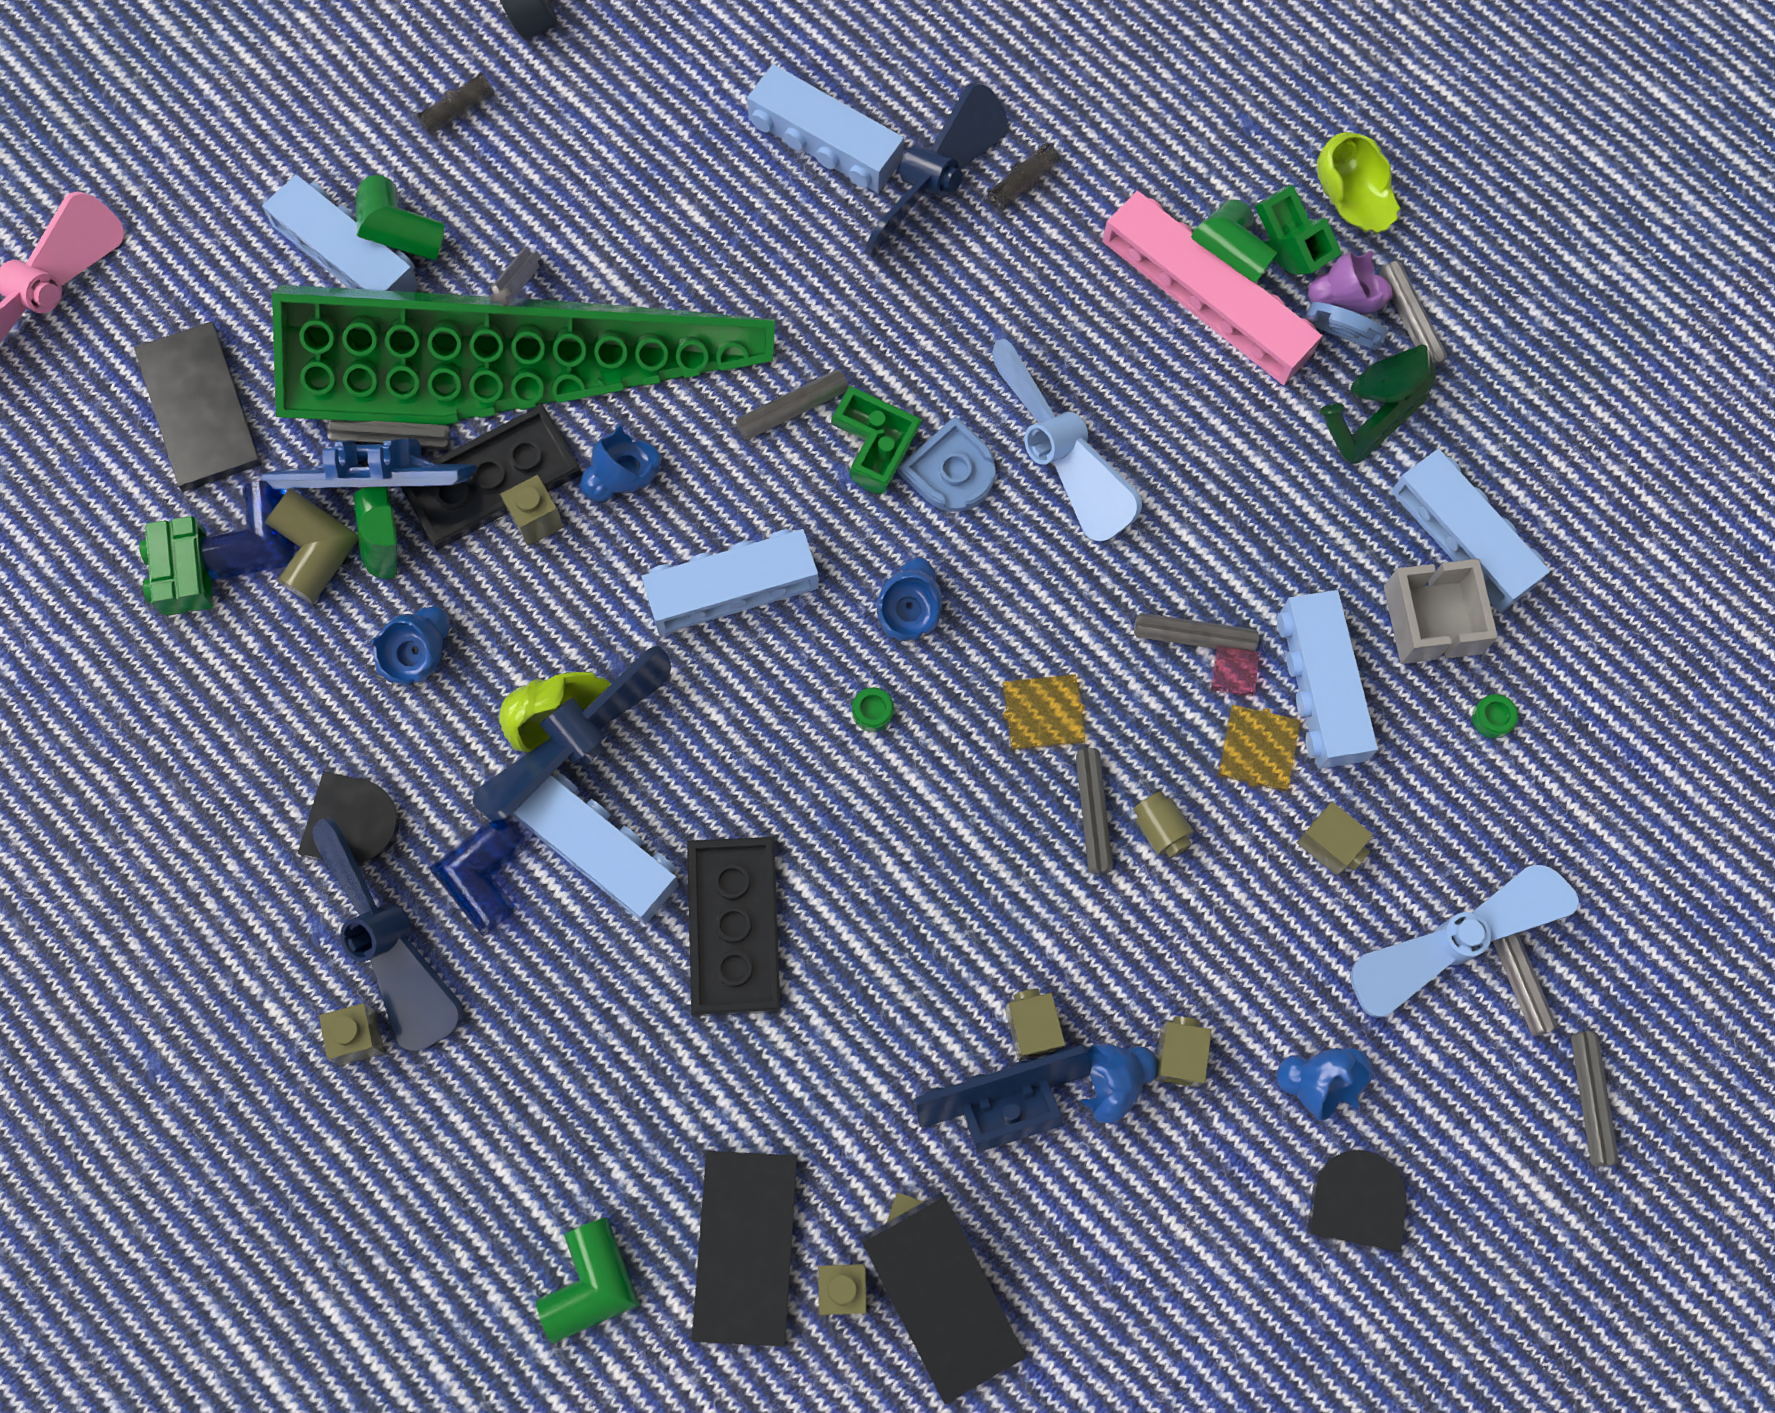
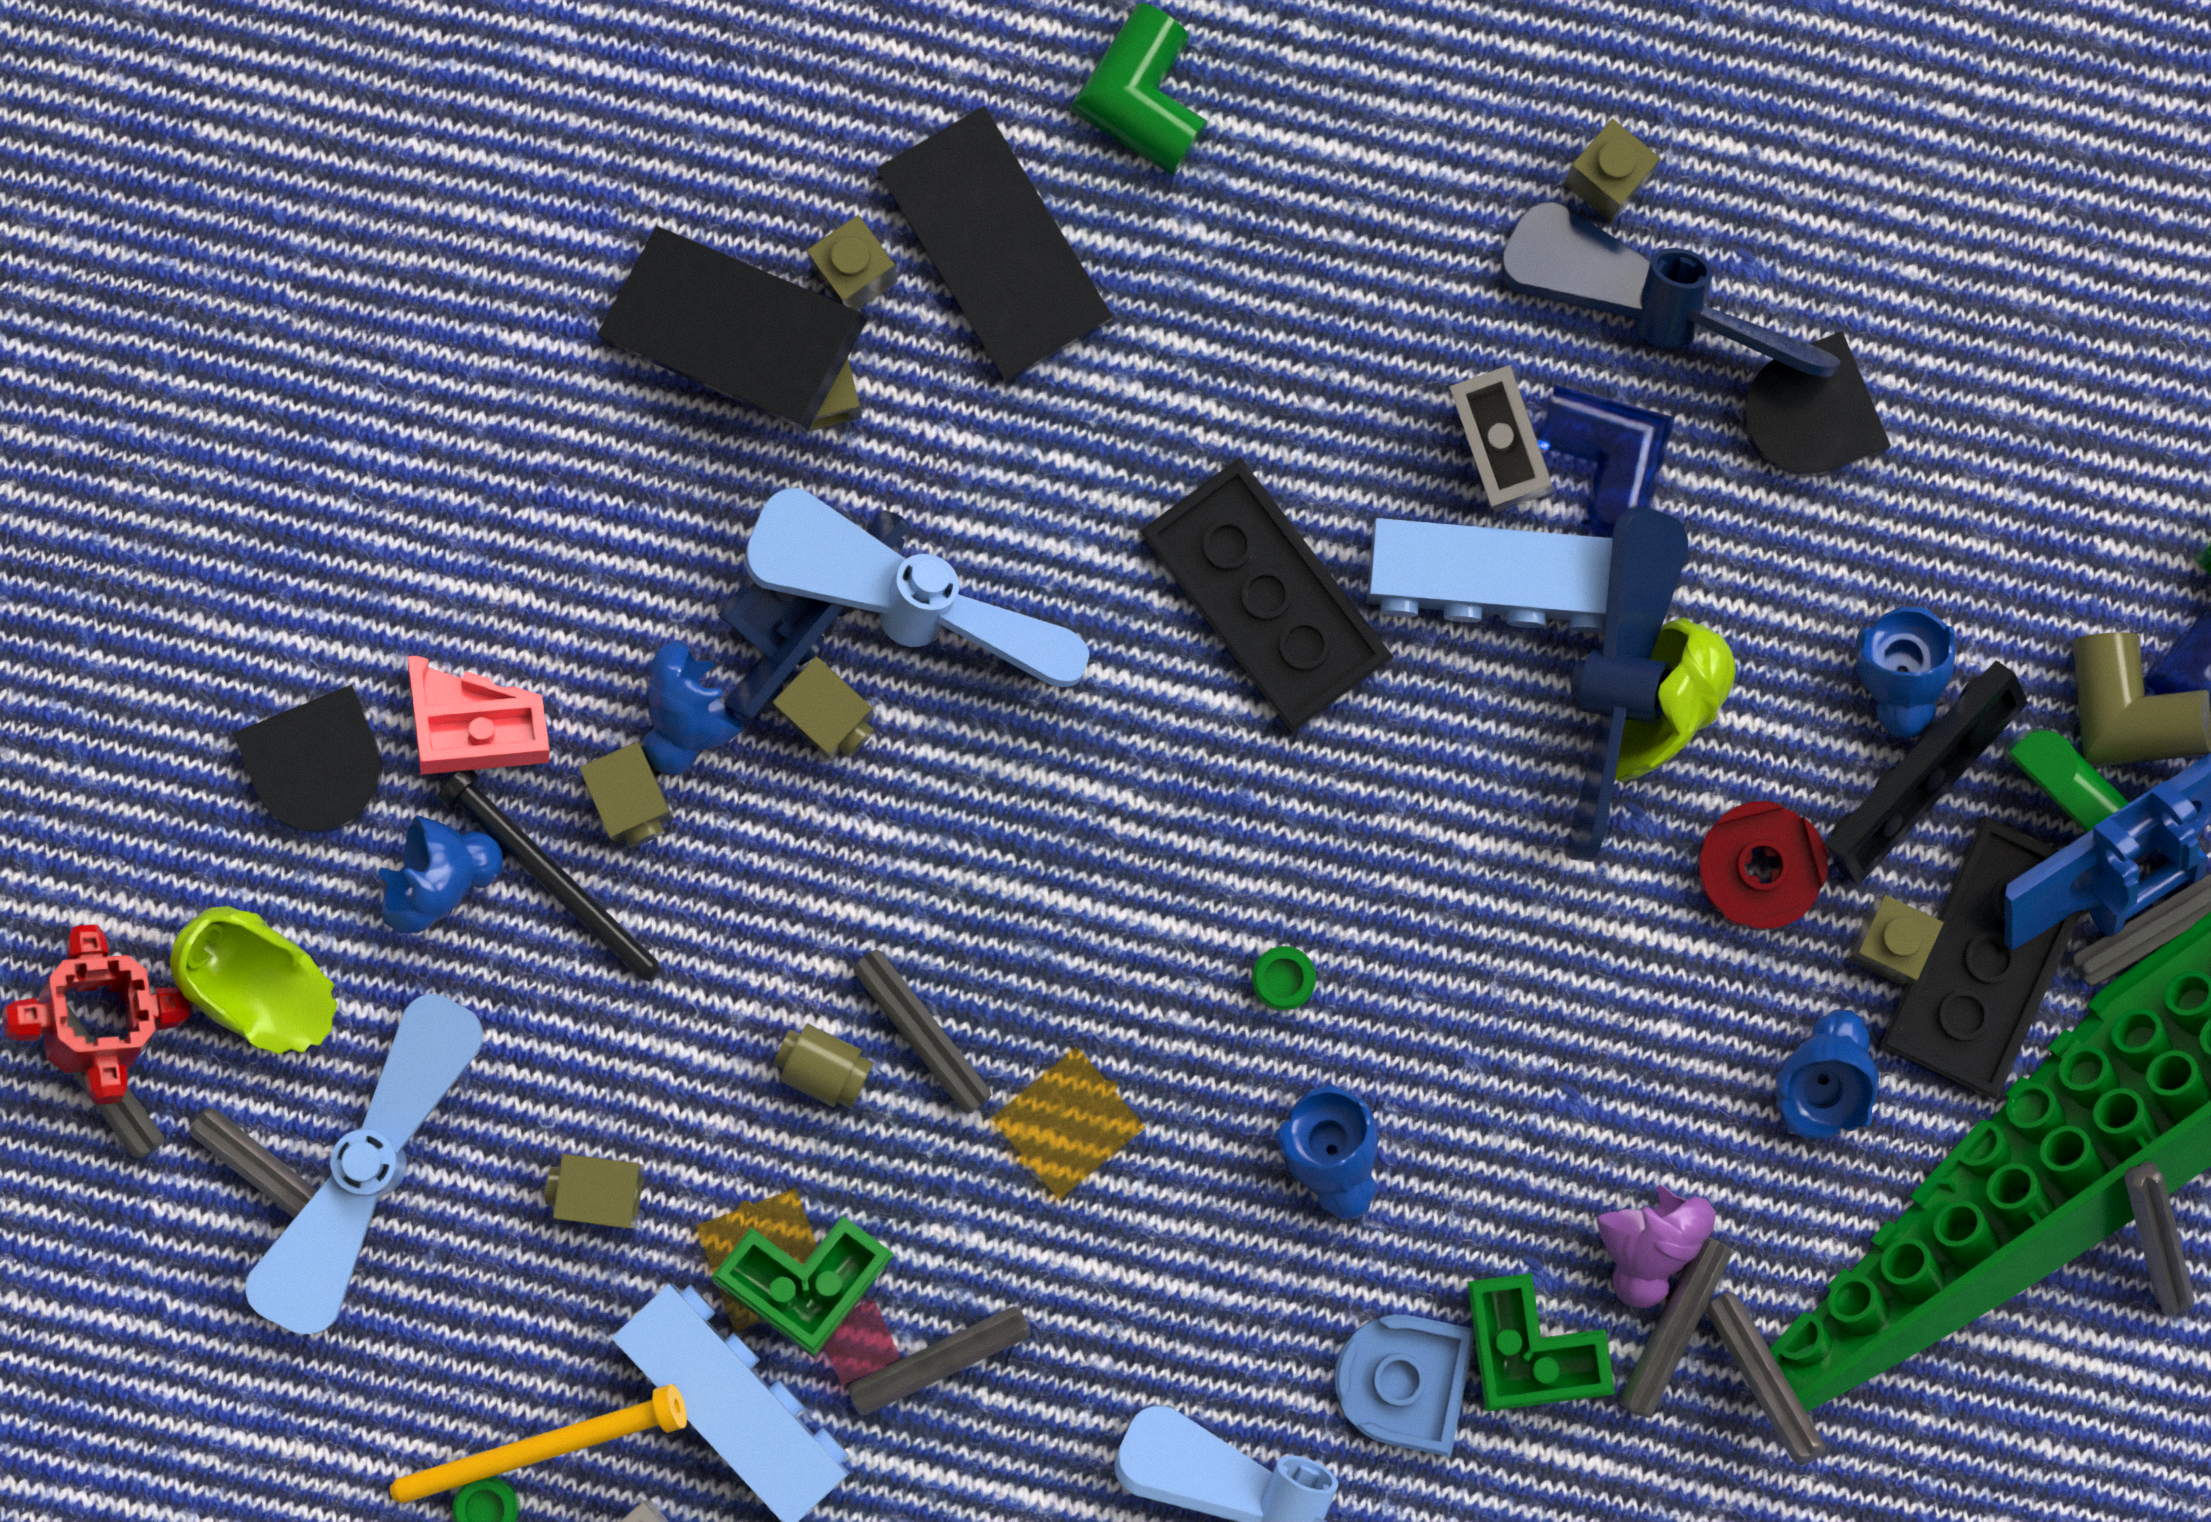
camera: 145 degrees right, 10 degrees up
(429, 589) = (1926, 773): none -> black plate
(535, 915) = (1502, 439): none -> light grey brick
(561, 576) = (1780, 834): none -> dark red plate
(730, 580) = (1577, 1019): light blue brick -> none
(766, 342) = (1766, 1379): none -> flat silver axle
(772, 445) = (1654, 1244): none -> medium lavender piece
(982, 1116) = (823, 556): none -> light blue piece
(1250, 1160) = (473, 722): none -> coral wing
(1251, 700) = (805, 1299): none -> green brick
(1256, 1043) = (549, 874): none -> black bar
(1372, 688) = (664, 1410): none -> yellow bar
(1473, 1088) = (253, 980): none -> lime hair
(1564, 1173) = (107, 1057): none -> red piece

